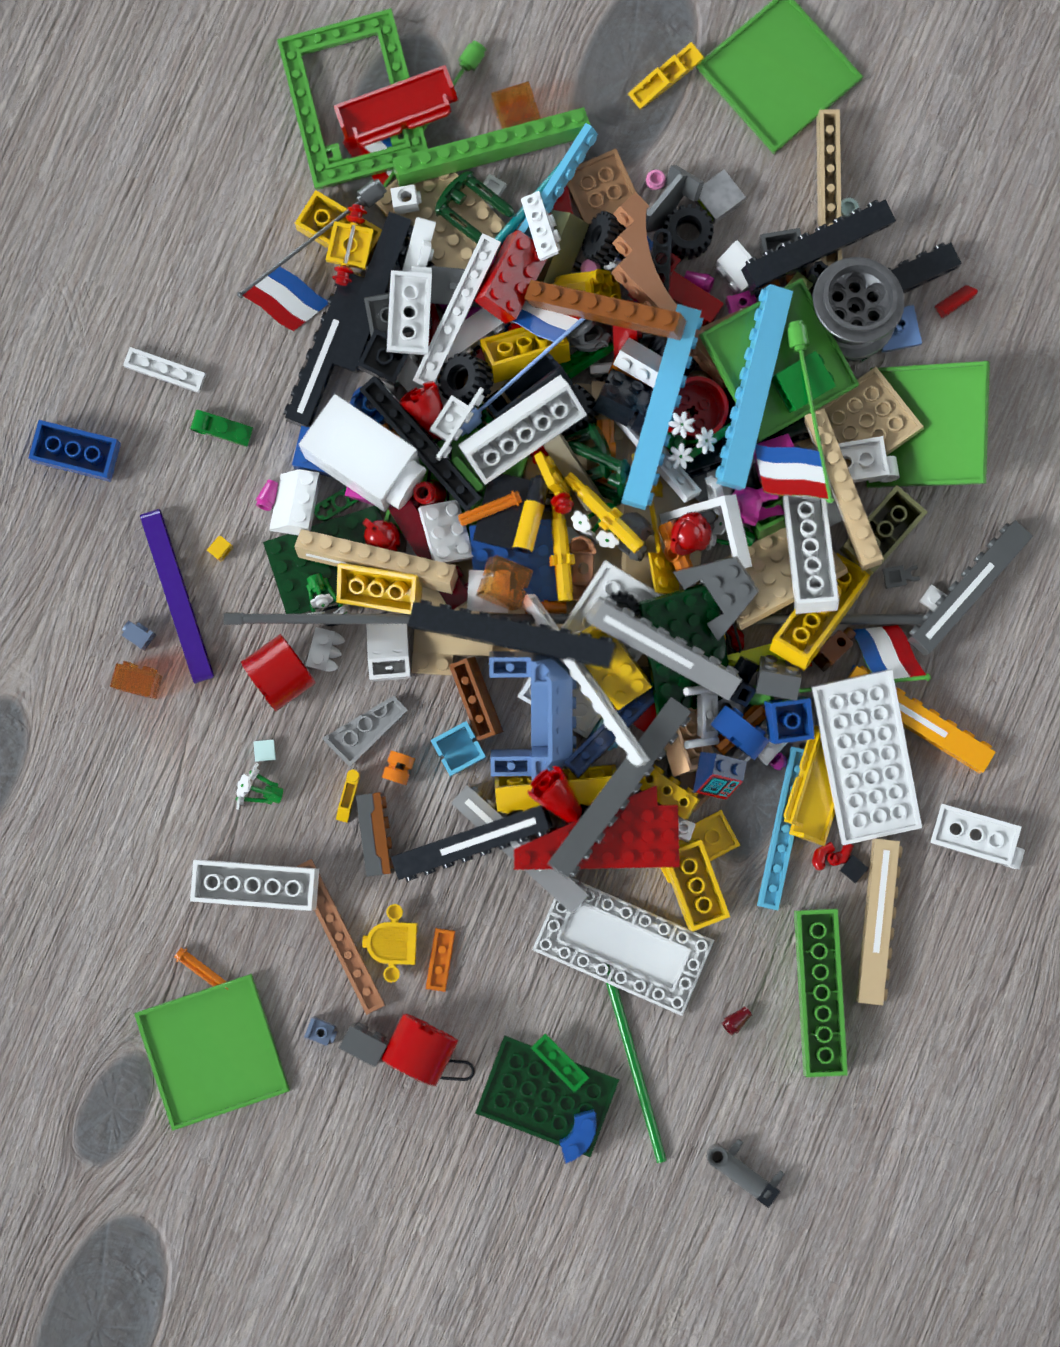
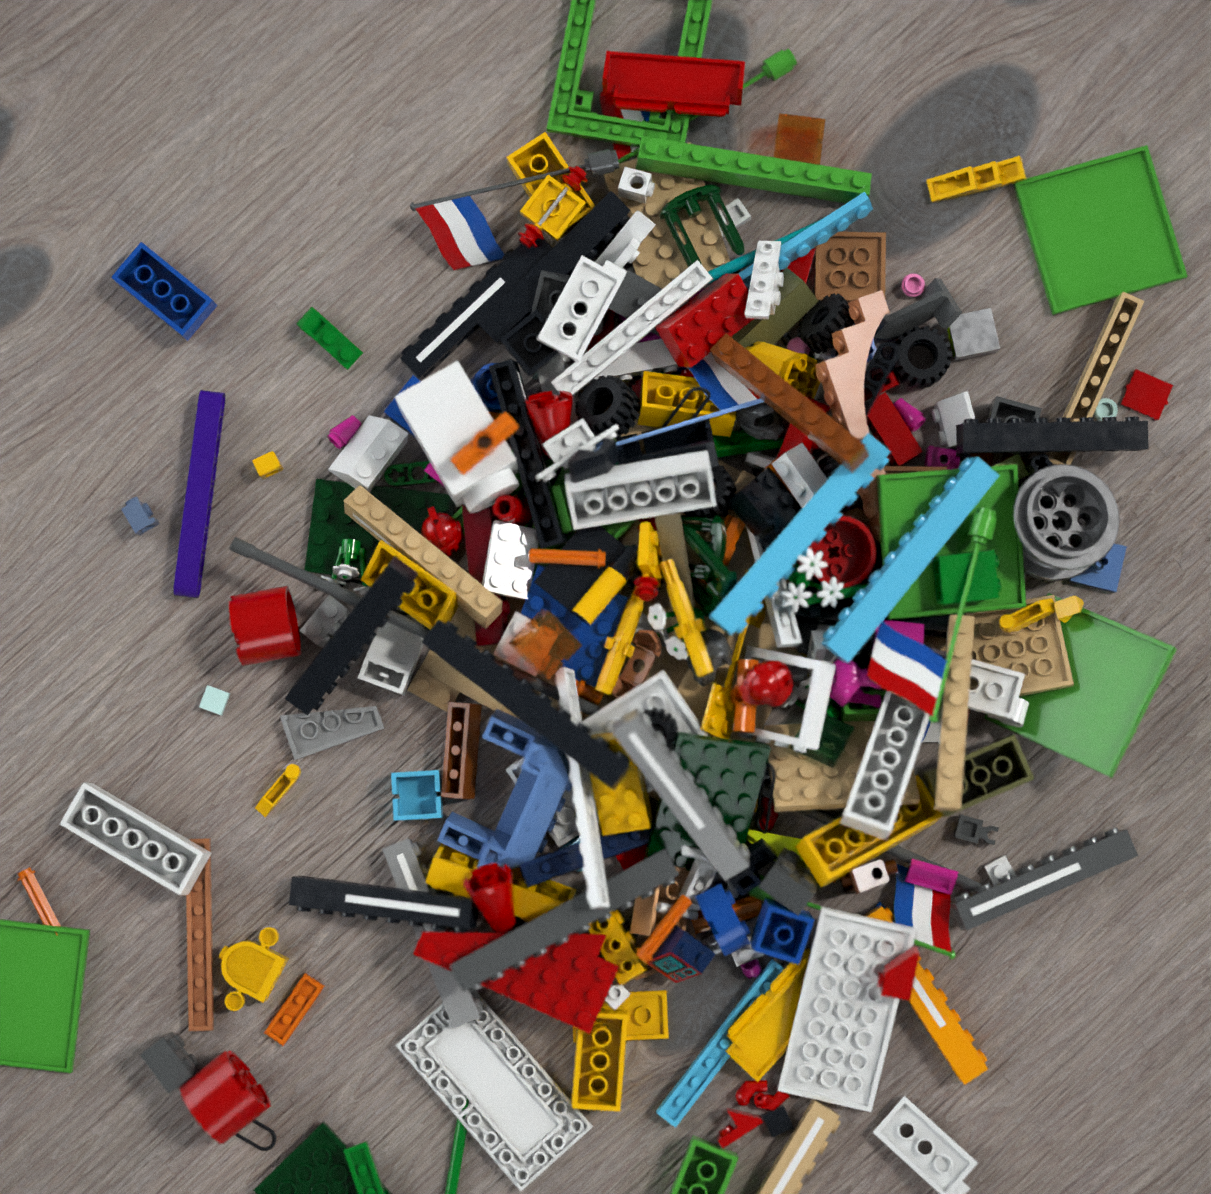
camera: 30 degrees right, 0 degrees up
(136, 681) = (115, 566): clear orange piece -> none
(164, 370) = (299, 249): white plate -> none
(270, 793) = (198, 750): green plant -> none
(316, 1024) = (133, 1016): sand blue brick -> none
(350, 647) = (351, 635): none -> black brick
(374, 834) = (286, 843): piece -> none
(391, 435) = (496, 432): none -> orange piece
(398, 775) = (339, 791): orange wheel -> none
(475, 426) = (590, 464): none -> black slope
(523, 344) = (684, 399): none -> black piece
(698, 760) = (663, 928): none -> orange axle
(728, 585) = (781, 759): dark grey wing -> none
(761, 556) = (832, 742): none -> clear green slope
(829, 882) = (744, 1123): none -> red slope
(863, 391) = (1027, 615): none -> yellow piece
(874, 182) = (1146, 394): none -> red piece
(883, 625) = (931, 876): none -> dark pink tile
(891, 370) = (1068, 607): none -> yellow slope
(895, 710) = (899, 975): none -> red slope
(927, 267) = (1158, 512): black brick -> none
(955, 300) = (1174, 562): red slope -> none

